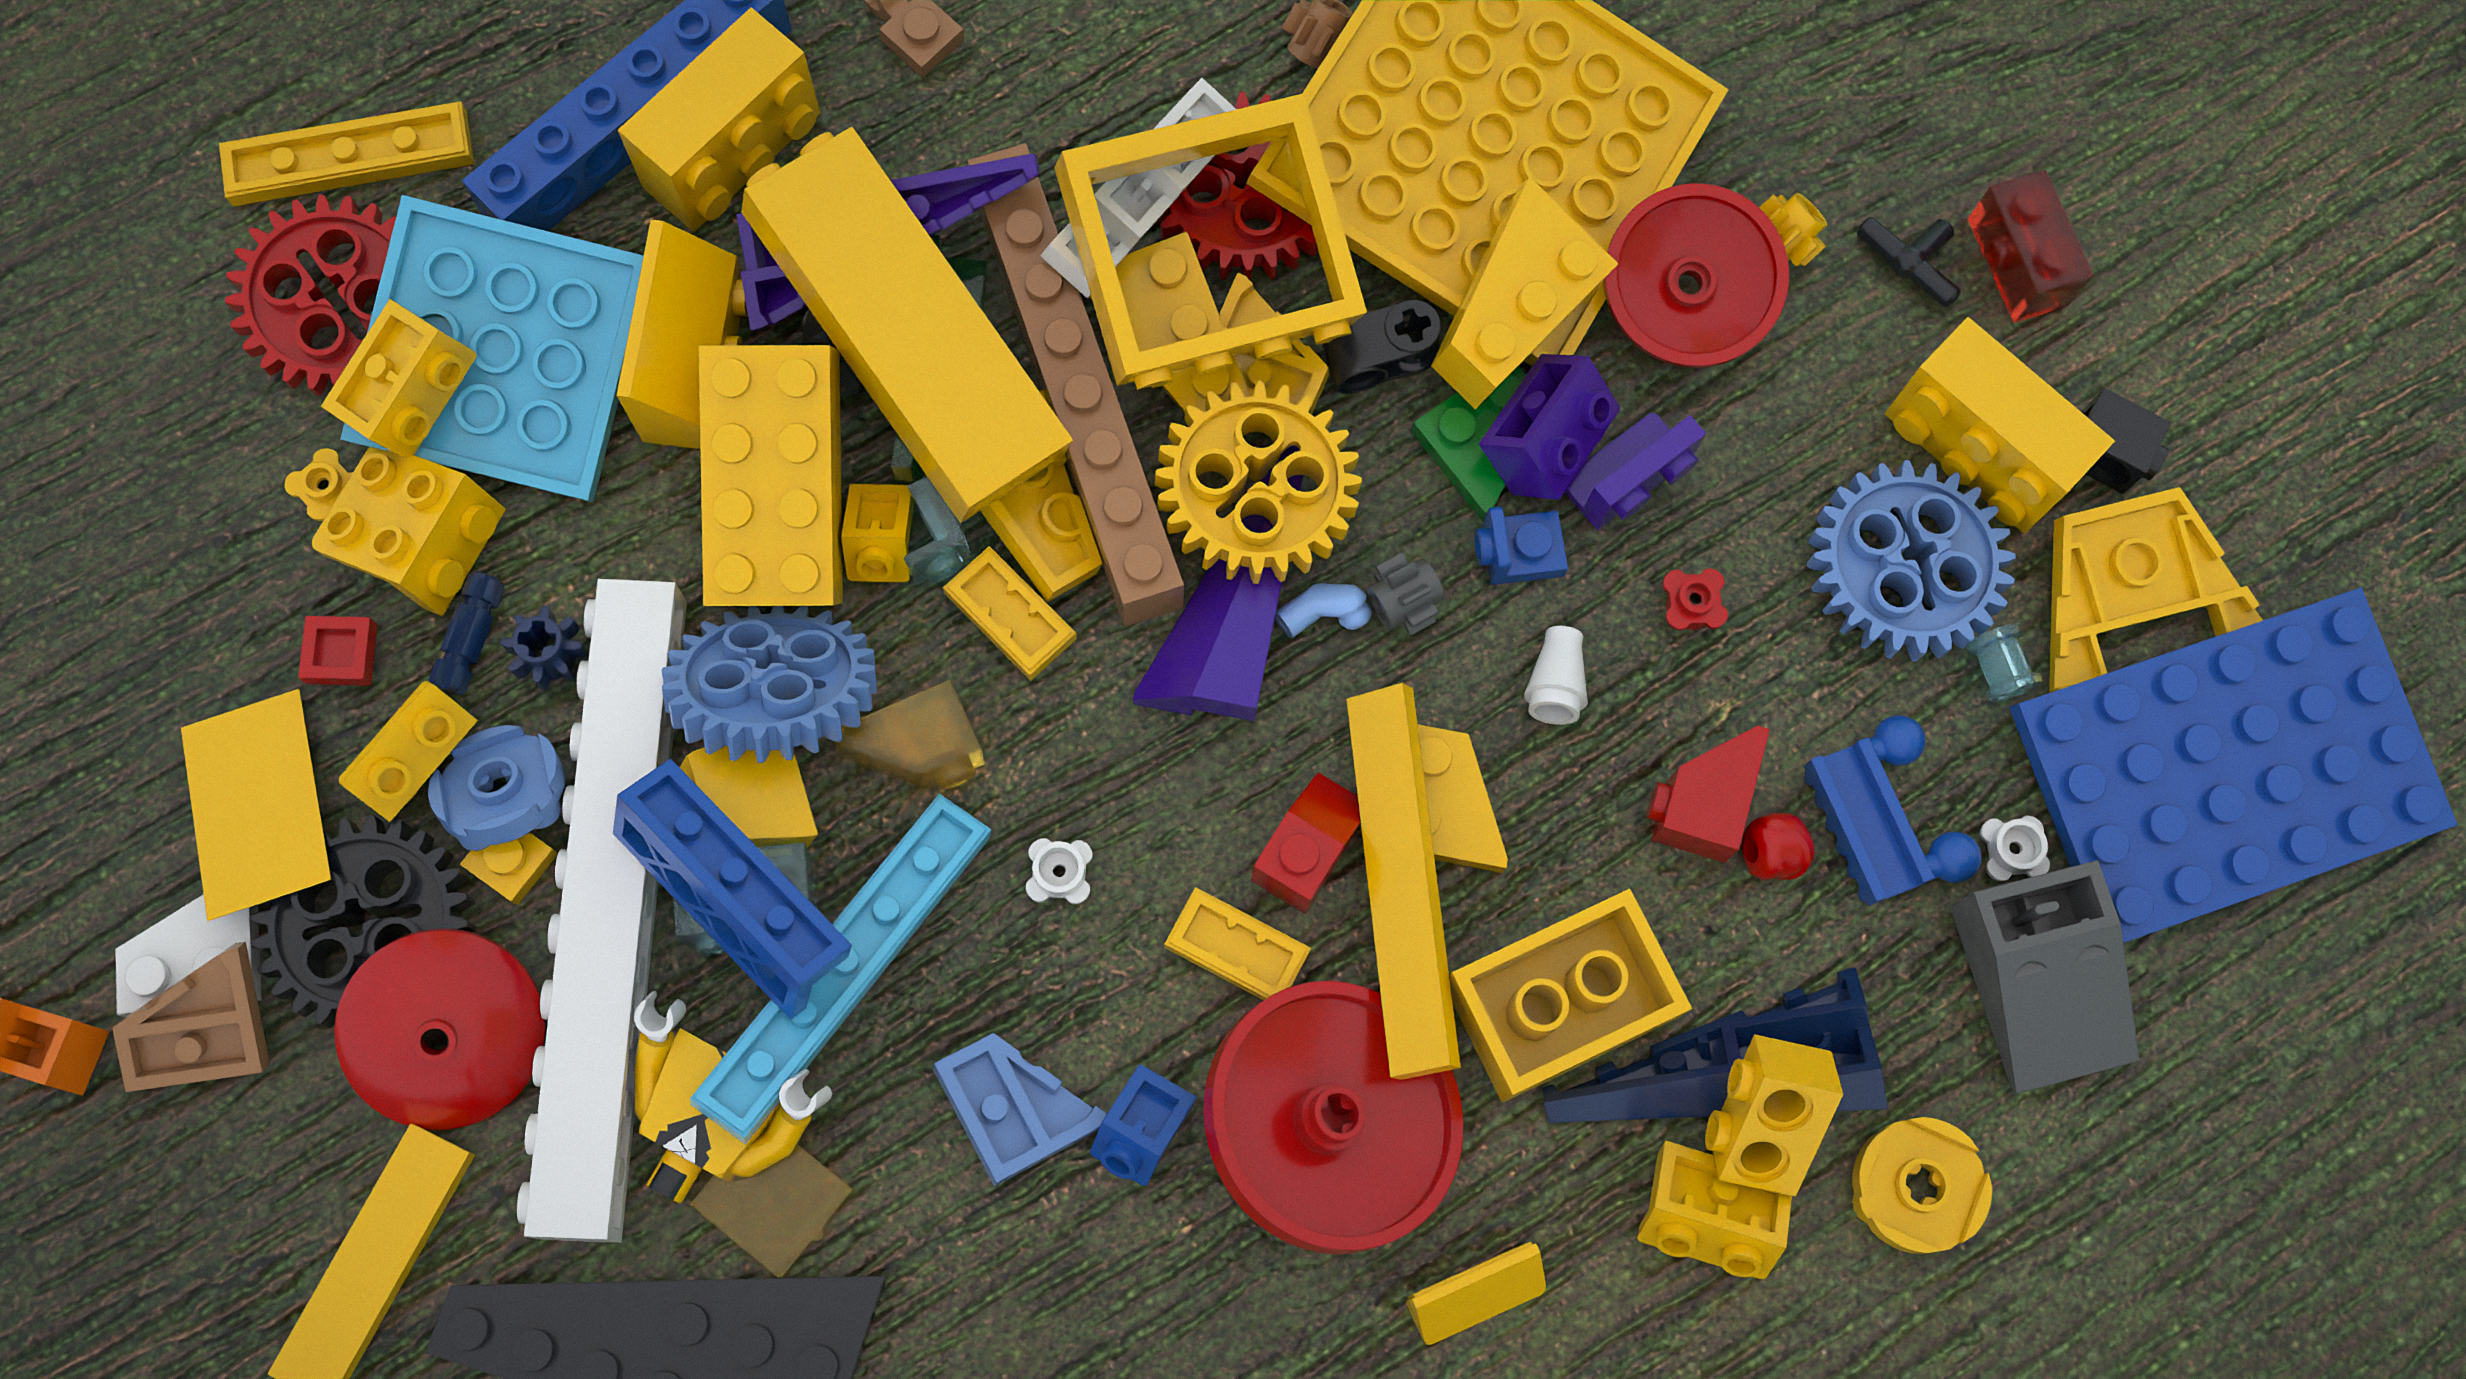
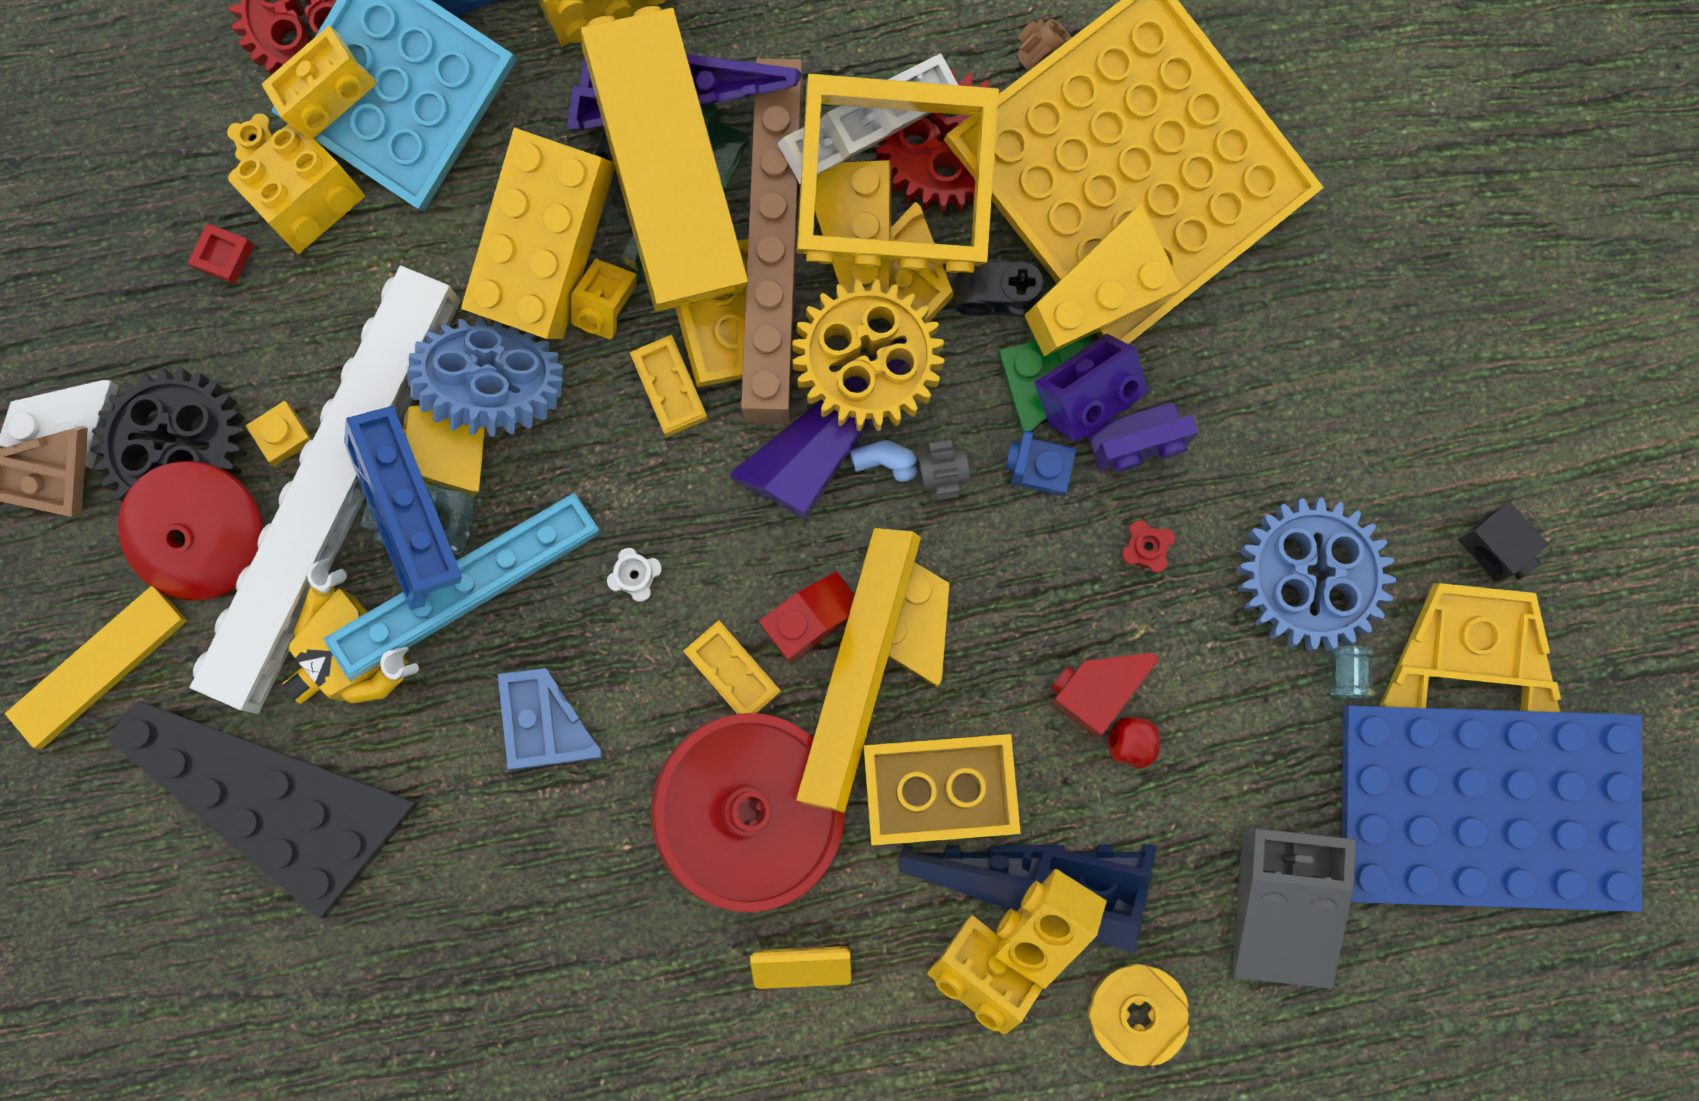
camera: 30 degrees right, 5 degrees up
(254, 805) = (130, 338): yellow sticker -> none
(407, 750) = (235, 337): yellow bracket -> none
(466, 633) = (308, 271): dark blue axle -> none
(497, 817) = (302, 398): medium blue plate -> none
(533, 635) = (348, 288): dark blue gear -> none
(683, 300) = (524, 92): yellow slope -> none
(776, 1209) = (364, 730): clear yellow piece -> none
(917, 740) = (574, 450): clear yellow slope -> none
(948, 550) = (645, 325): clear light blue bracket -> none
(1141, 1125) = (620, 767): blue bracket -> none
(1558, 680) = (1027, 569): white cone -> none
(1719, 243) = (1267, 294): red dish -> none
(1798, 226) = (1325, 305): yellow gear -> none
(1872, 823) = (1209, 748): blue gear -> none
(1911, 260) = (1408, 357): black piece -> none
(1997, 426) = (1416, 500): yellow brick -> none
(2028, 835) = (1319, 801): white plate -> none
(2030, 246) = (1499, 377): clear red brick -> none

